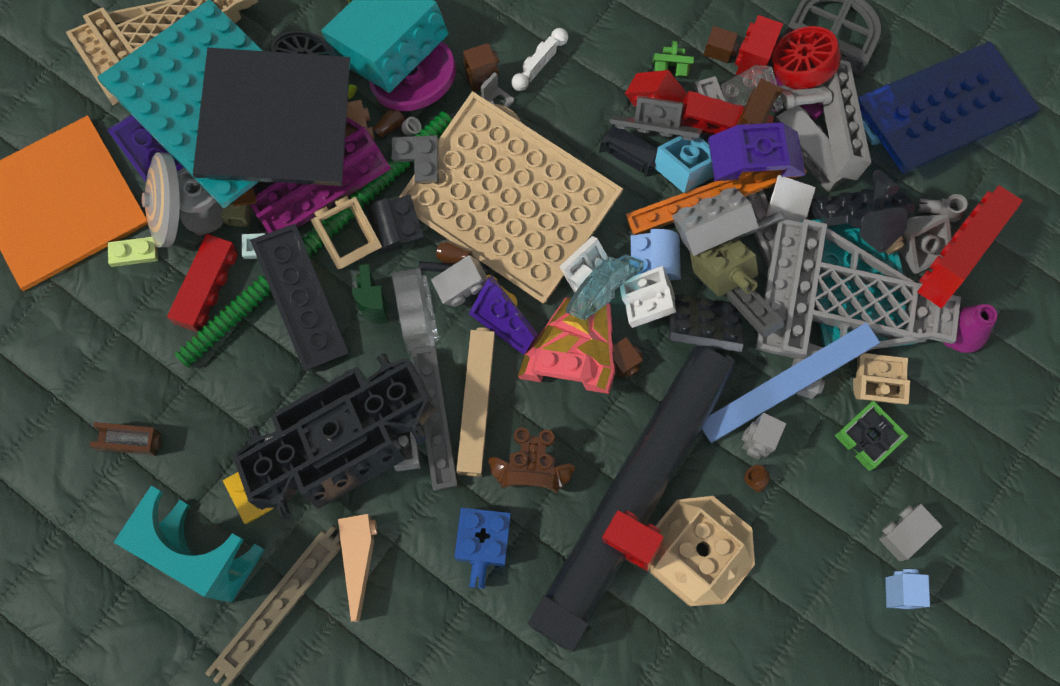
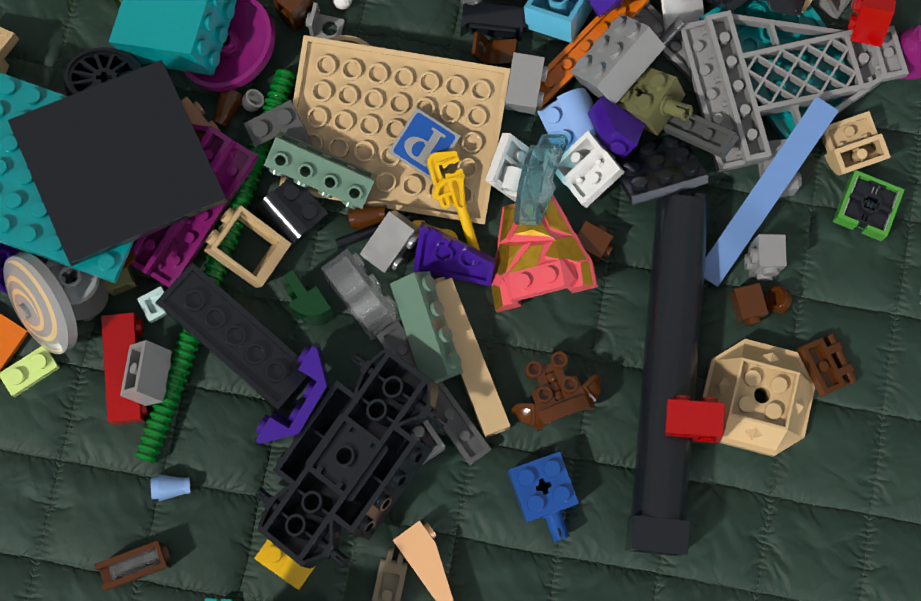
camera: 25 degrees left, 5 degrees up
(187, 391) = (167, 487): none -> light blue cone
(215, 292) = (146, 373): none -> light grey brick
(346, 345) = (278, 426): none -> dark purple slope
(431, 199) = (320, 170): none -> sand green brick
(452, 360) = (426, 326): none -> sand green brick
(525, 217) = (421, 138): none -> tile
(528, 263) = (451, 190): none -> yellow piece
(620, 175) = (494, 52): none -> reddish brown bracket
(630, 206) = (524, 83): none -> light grey brick
(686, 273) = (615, 127): none -> dark purple slope
(730, 469) = (749, 304): none -> reddish brown brick
(768, 551) = (822, 367): none -> reddish brown plate

